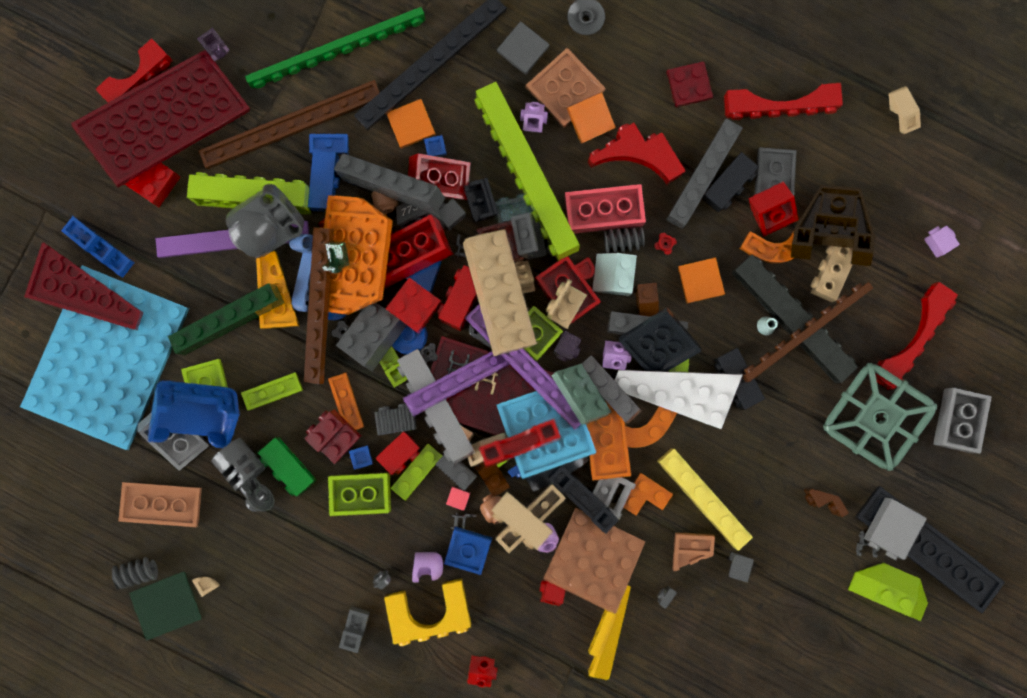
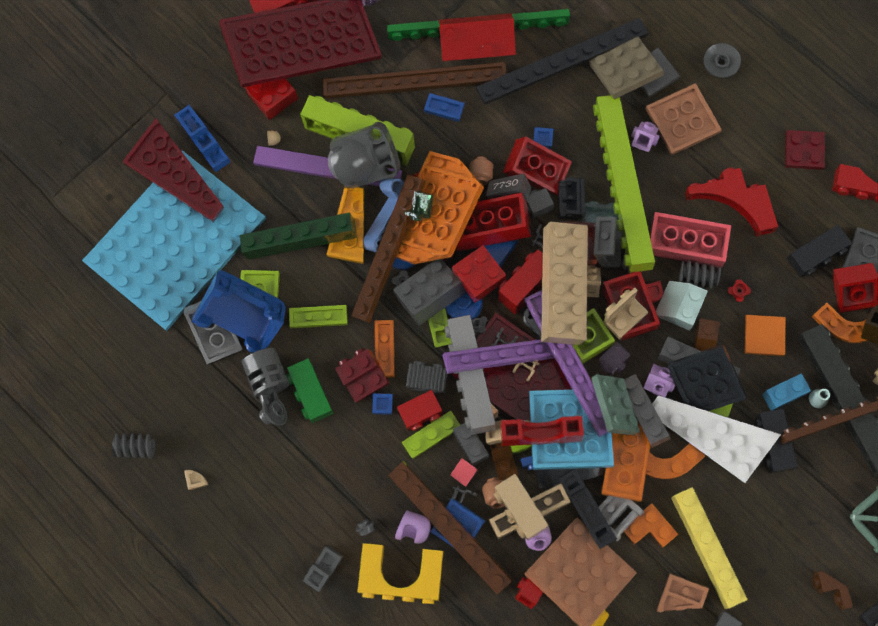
camera: 30 degrees right, 10 degrees down
(160, 504) = (179, 389): nougat plate -> none
(165, 605) = (150, 488): clear green piece -> none
(169, 225) = (273, 138): none -> tan hinge
(322, 180) = (429, 137): blue brick -> none
(338, 62) = (477, 37): none -> red brick
(359, 494) = (370, 436): lime brick -> none
(389, 183) = (491, 155): dark grey brick -> none
(411, 123) = (526, 110): orange tile -> none
(460, 555) = (450, 527): none -> reddish brown plate
(495, 51) = (626, 67): none -> dark tan plate
(591, 117) = (700, 152): orange tile -> none
(704, 174) = (795, 235): dark grey brick -> none
(735, 330) = (786, 392): none -> dark azure brick

